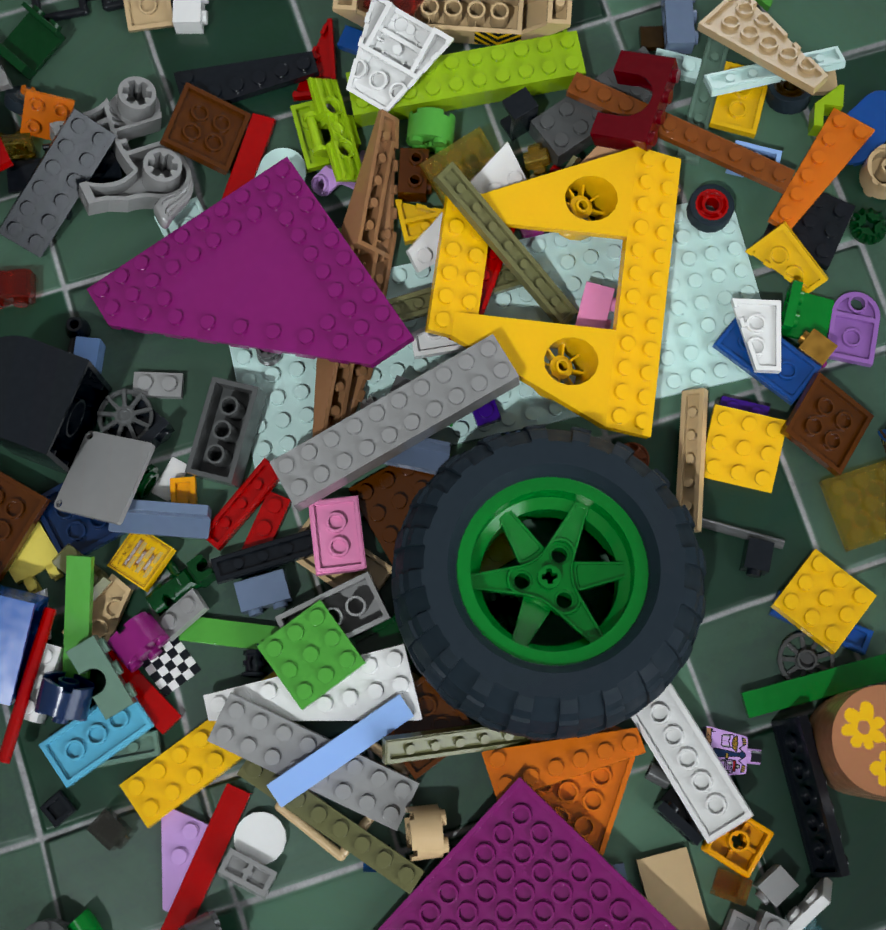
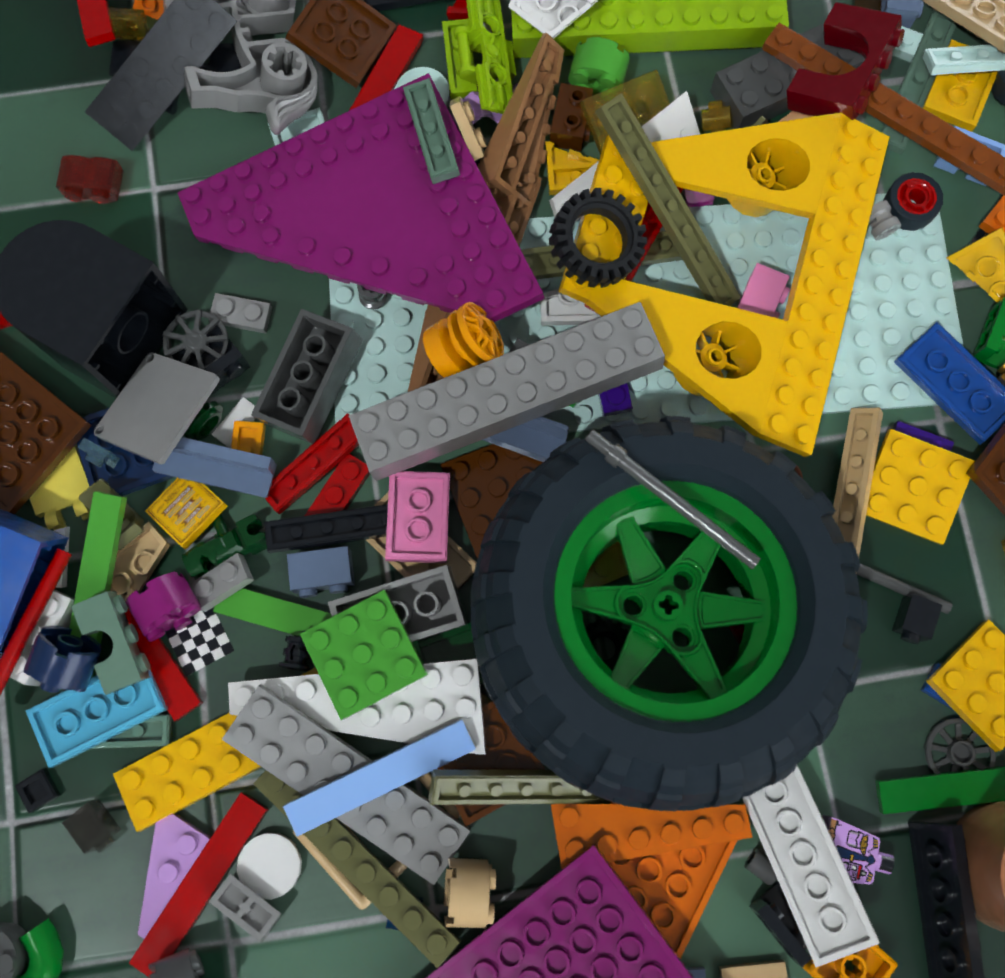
camera: 10 degrees right, 0 degrees up
(61, 524) = (98, 455): none -> clear light blue plate
(82, 330) = (159, 241): black bar -> none
(90, 349) = (170, 262): medium blue brick -> none
(298, 209) = (431, 131): none -> sand green tile
(332, 205) = (473, 137): none -> tan plate
(353, 386) = (462, 340): none -> light orange wheel
(470, 265) = (616, 212): none -> black tyre
(490, 465) = (618, 456): none -> dark grey bar
(521, 111) = (709, 57): black panel -> none
(686, 228) = (882, 221): none -> light grey wheel
(761, 332) = (957, 352): white wing -> none

